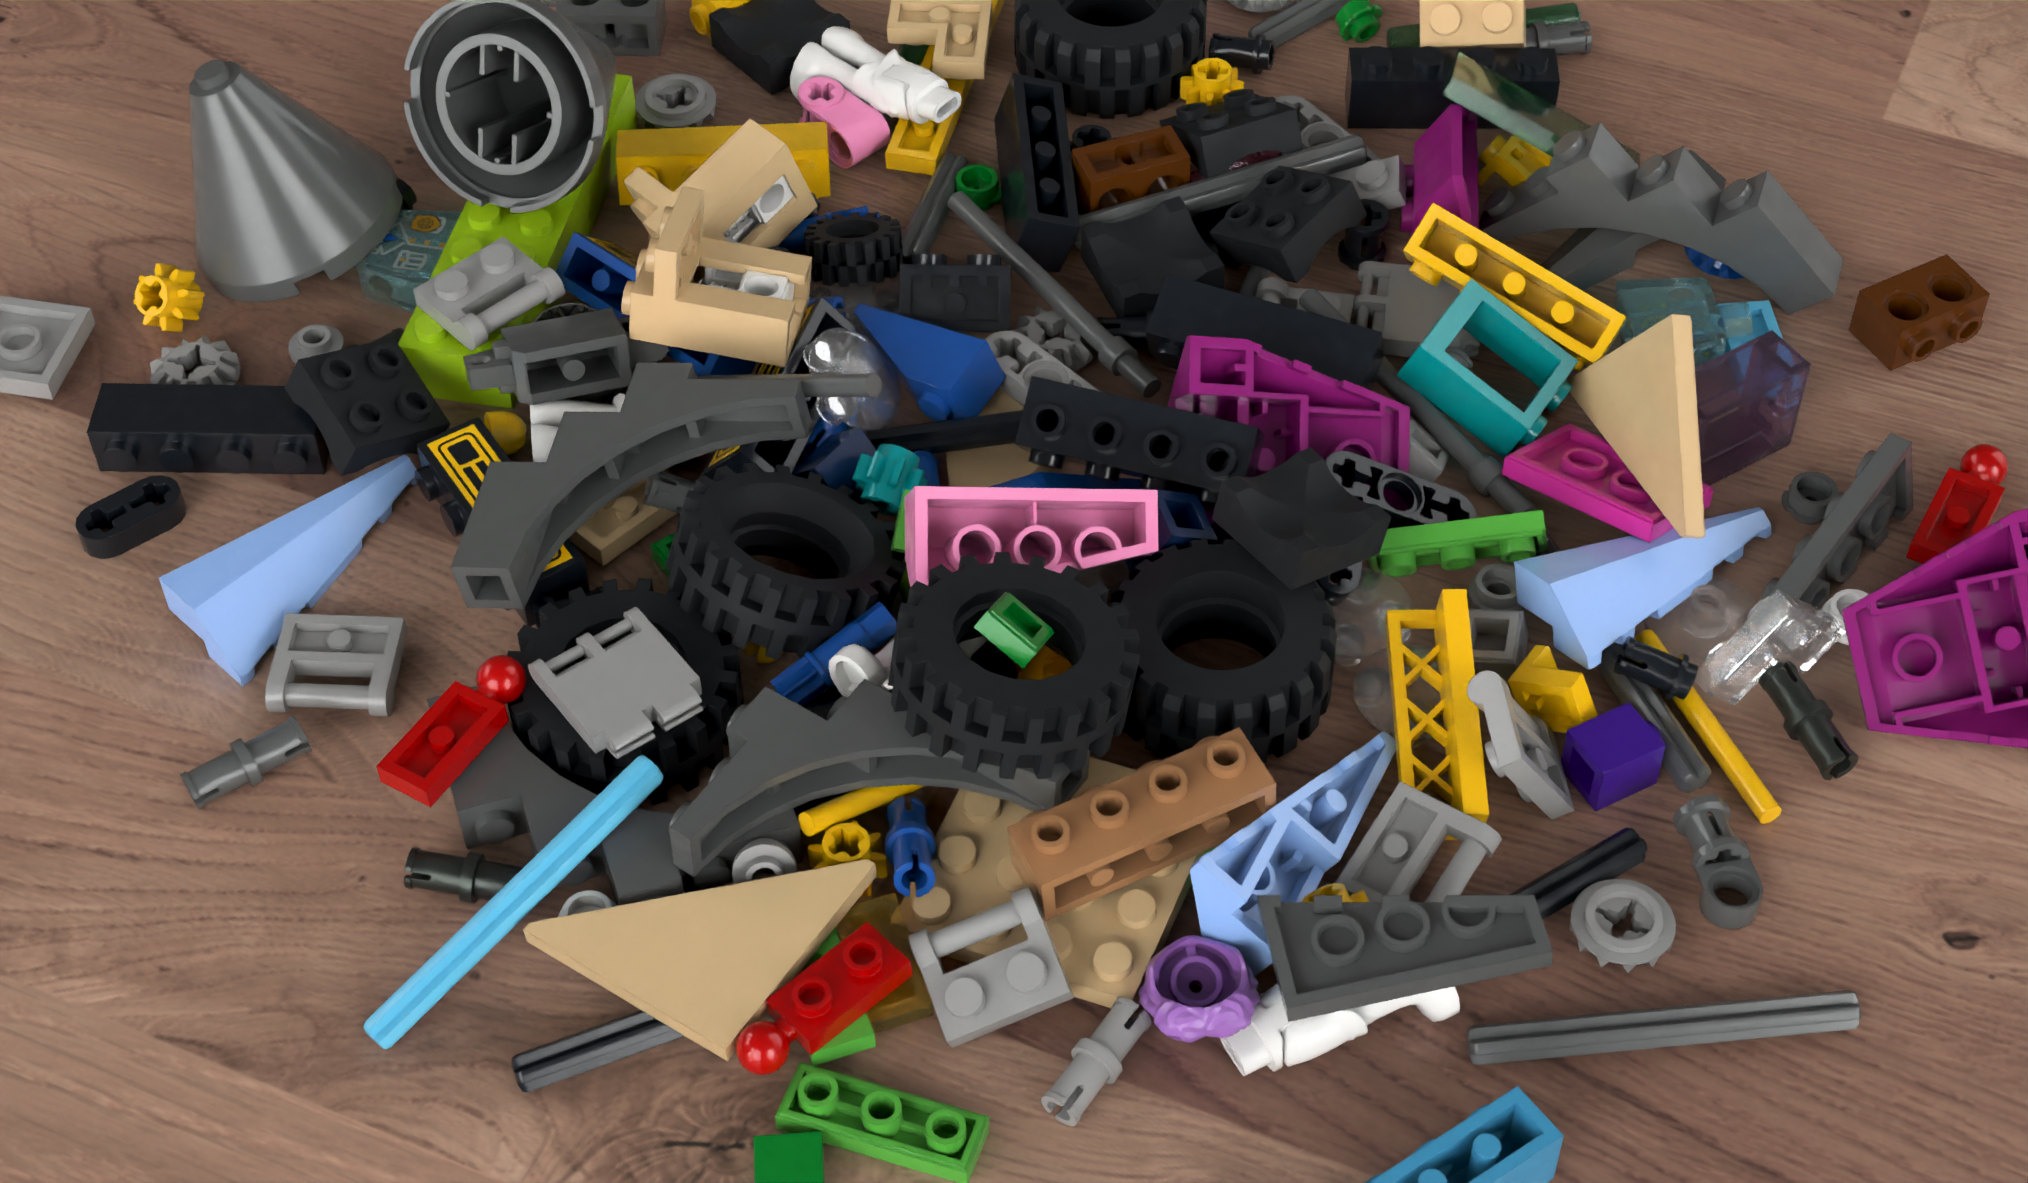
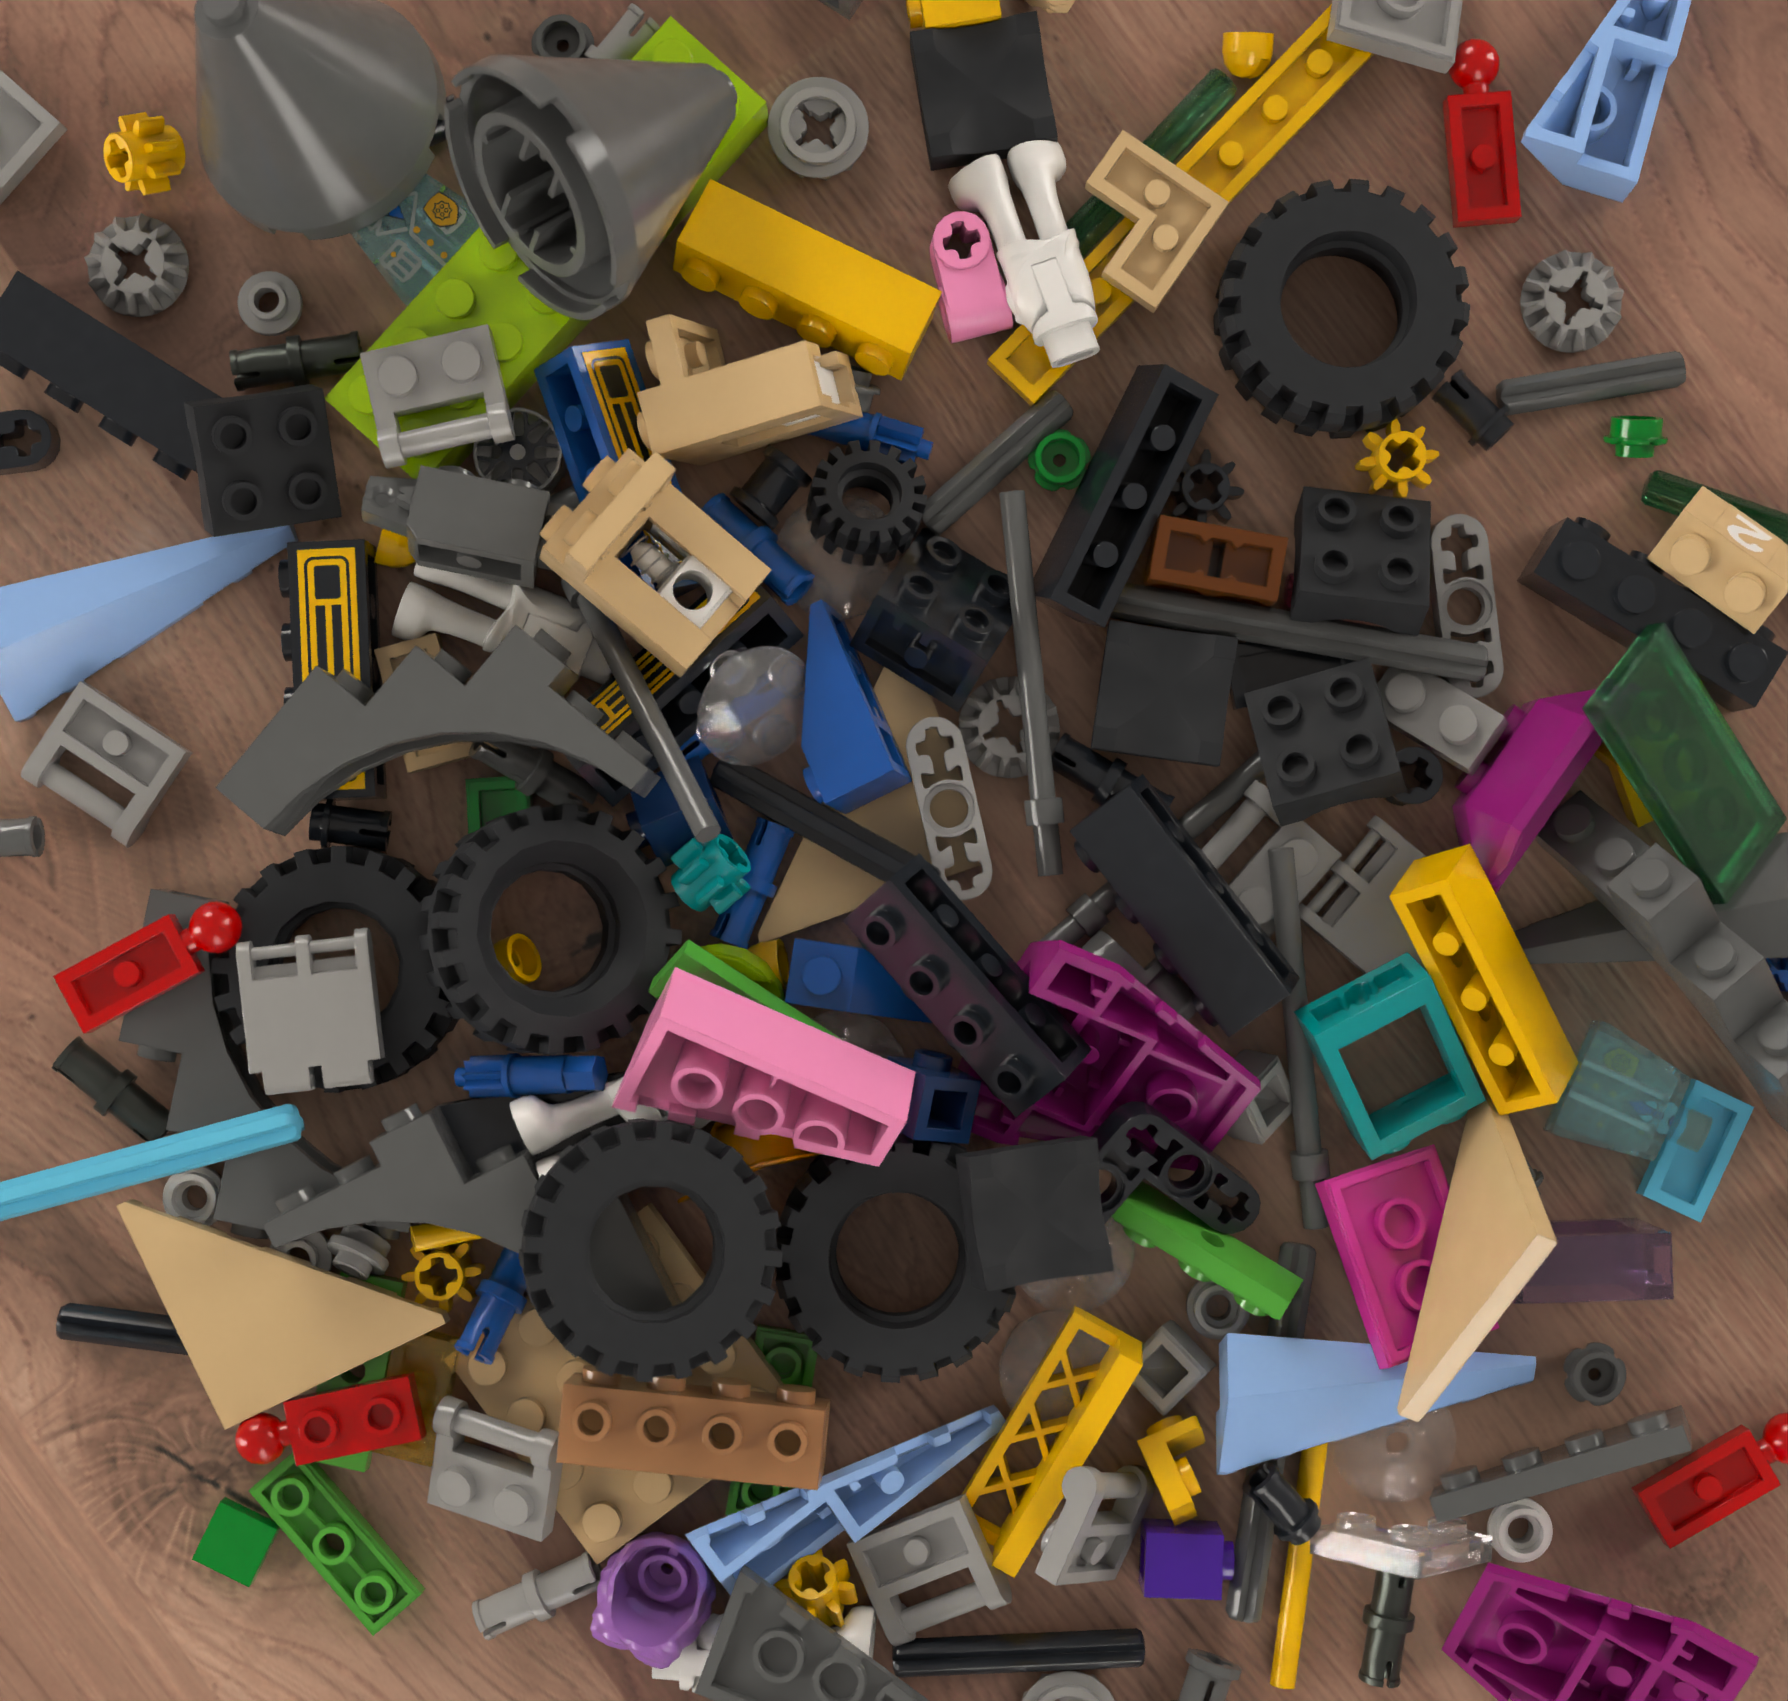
camera: 30 degrees right, 40 degrees up
(1014, 629) = (652, 1245): green tile -> none

